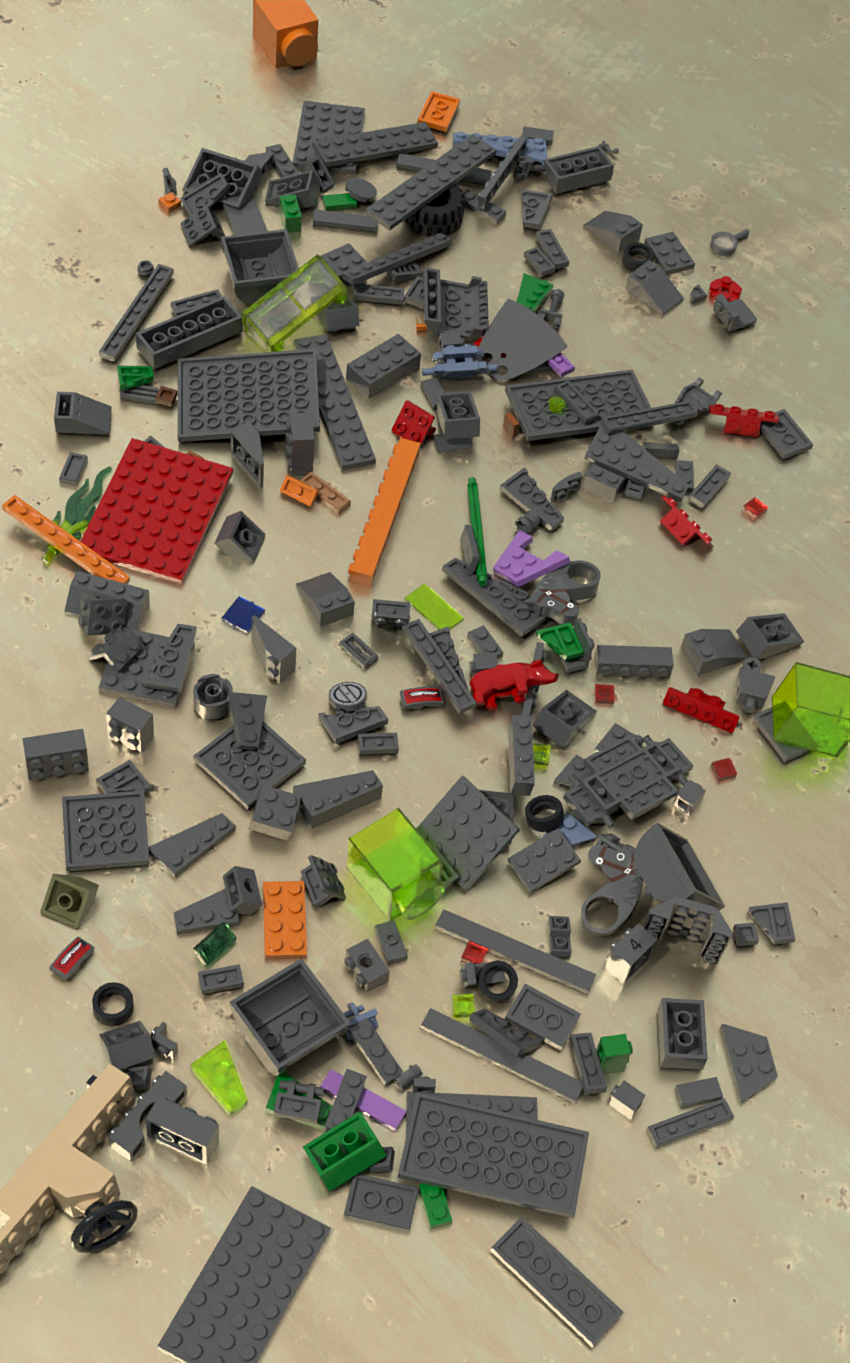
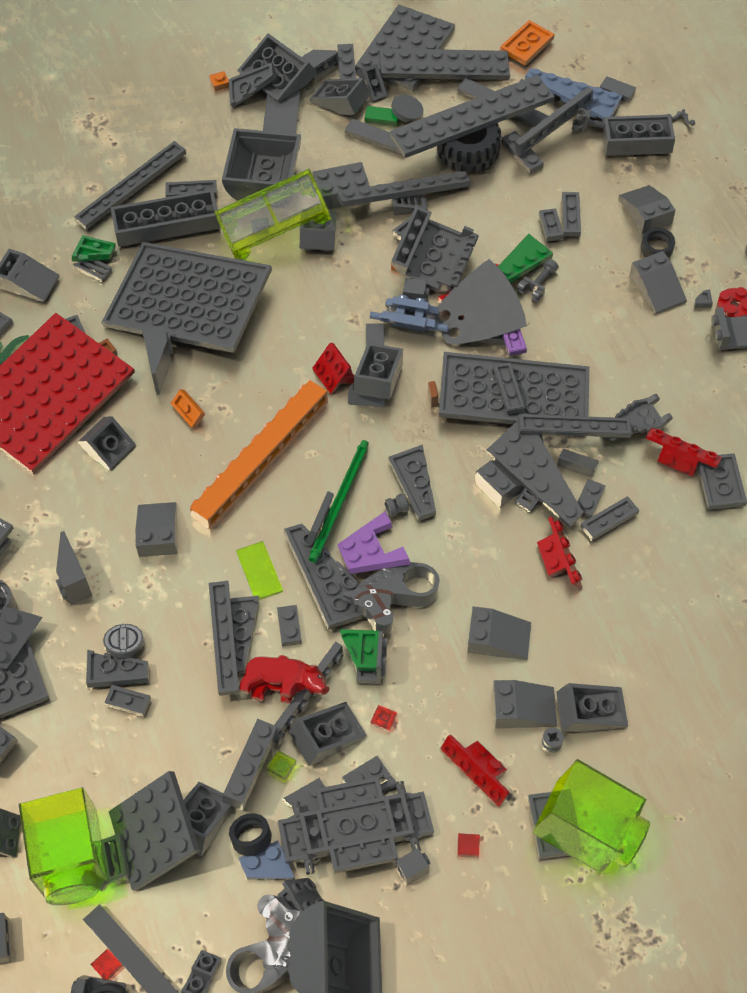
camera: 30 degrees right, 5 degrees up
(145, 268) = (161, 142): dark grey plate -> none
(166, 396) = (113, 277): reddish brown plate -> none
(167, 178) = (229, 55): dark grey piece -> none
(201, 225) = (236, 109): dark grey bracket -> none
(241, 614) = (72, 521): clear blue piece -> none
(290, 213) = (324, 118): green brick -> none
(300, 443) = (204, 361): dark grey brick -> none
(327, 494) = (214, 417): medium nougat tile -> none
(336, 796) = (55, 746): dark grey wedge -> none
(337, 407) = (271, 326): dark grey plate -> none
(356, 653) = (165, 608): dark grey tile -> none
(378, 294) = (370, 221): dark grey plate -> none
(383, 365) = (335, 298): dark grey brick -> none
(390, 612) = (208, 564): dark grey bracket -> none
(391, 942) = (32, 921): dark grey plate -> none
(421, 696) = (194, 663): slope -> none
(482, 662) = (273, 646): dark grey brick -> none
(534, 207) = (575, 165): dark grey wing -> none
(544, 860) = (225, 886): dark grey plate -> none
(556, 404) = (484, 385): clear neon green plate -> none
(562, 488) = (448, 479): dark grey slope -> none
(634, 660) = (430, 692): dark grey brick -> none
(663, 601) = (498, 634): none -> dark grey slope
(670, 253) = (695, 247): dark grey plate -> none
(753, 689) = (543, 765): dark grey torso -> none
(755, 508) = (648, 557): clear red tile -> none

